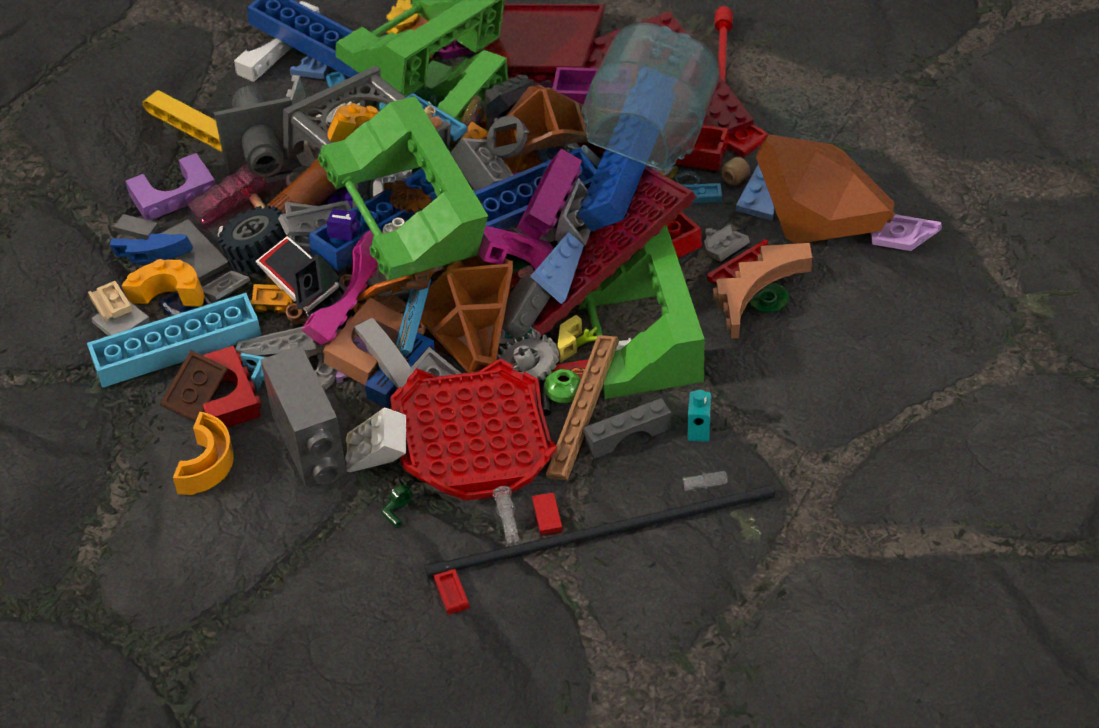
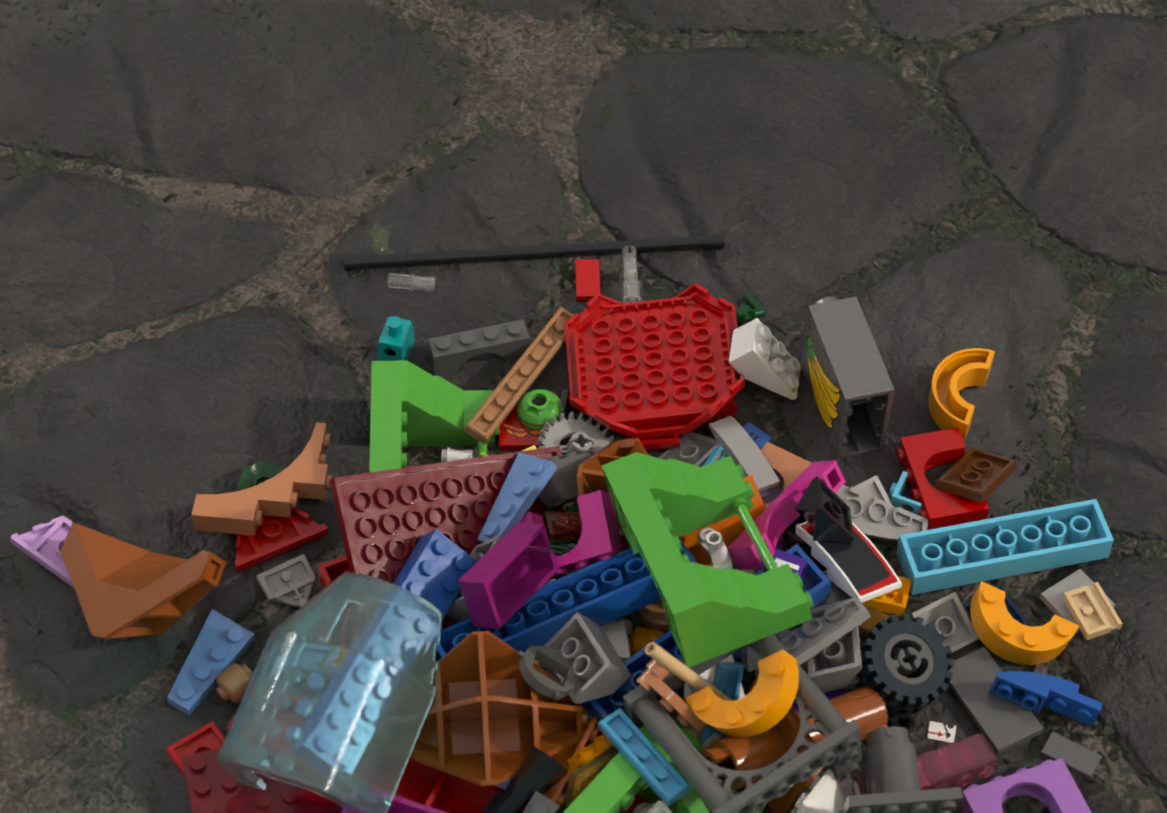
camera: 175 degrees left, 5 degrees up
(451, 591) = (699, 217): red tile -> none

